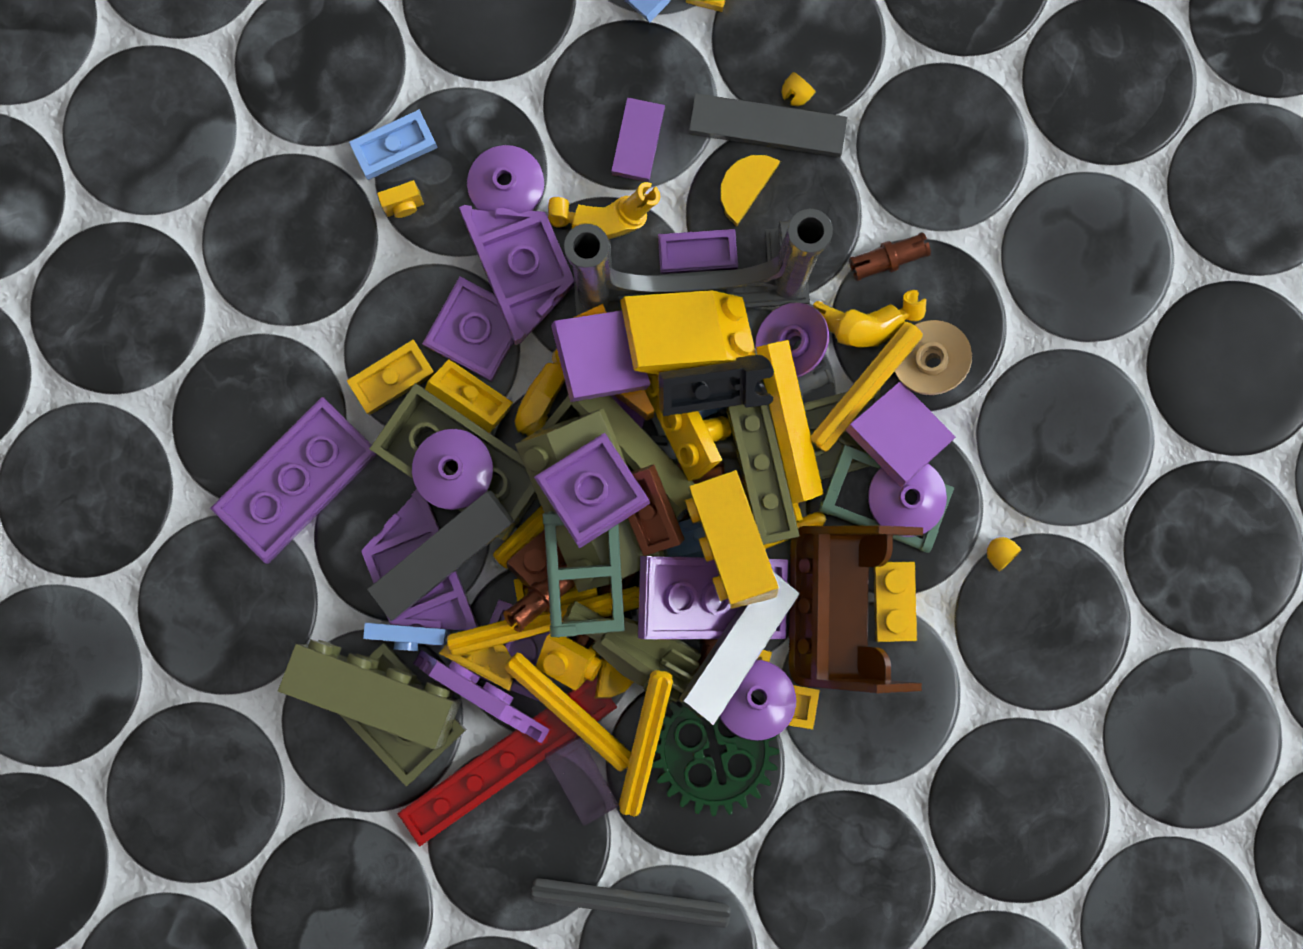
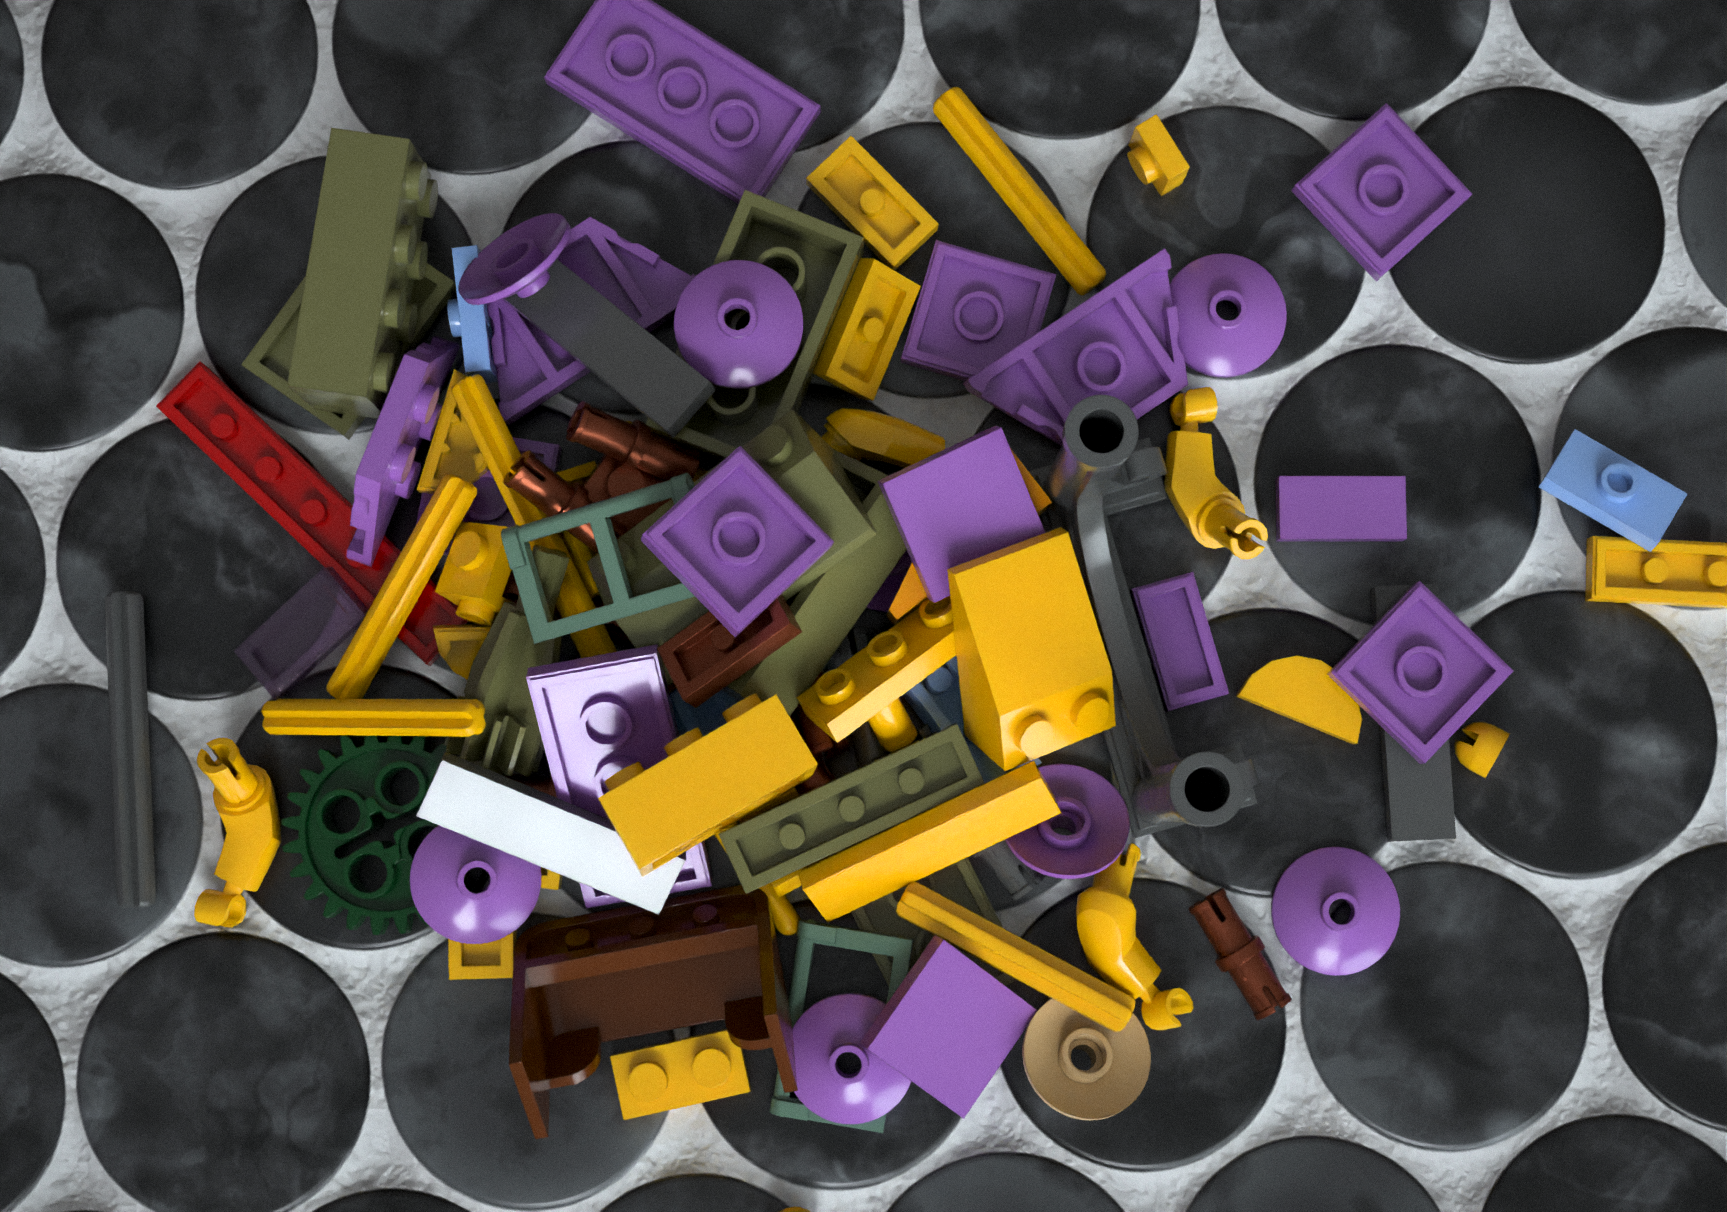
camera: 80 degrees right, 0 degrees up
(382, 597) = (516, 261): none -> medium lavender dish
(393, 144) = (1243, 125): light blue plate -> none
(402, 287) = (1019, 191): none -> yellow axle
(452, 73) = (1381, 192): none -> medium lavender plate
(512, 550) = (630, 443): none -> copper pin
(688, 834) = (253, 830): none -> yellow arm
(715, 386) = (952, 707): black plate -> none
(747, 114) = (1420, 672): none -> medium lavender plate
(871, 214) = (1303, 904): none -> medium lavender dish

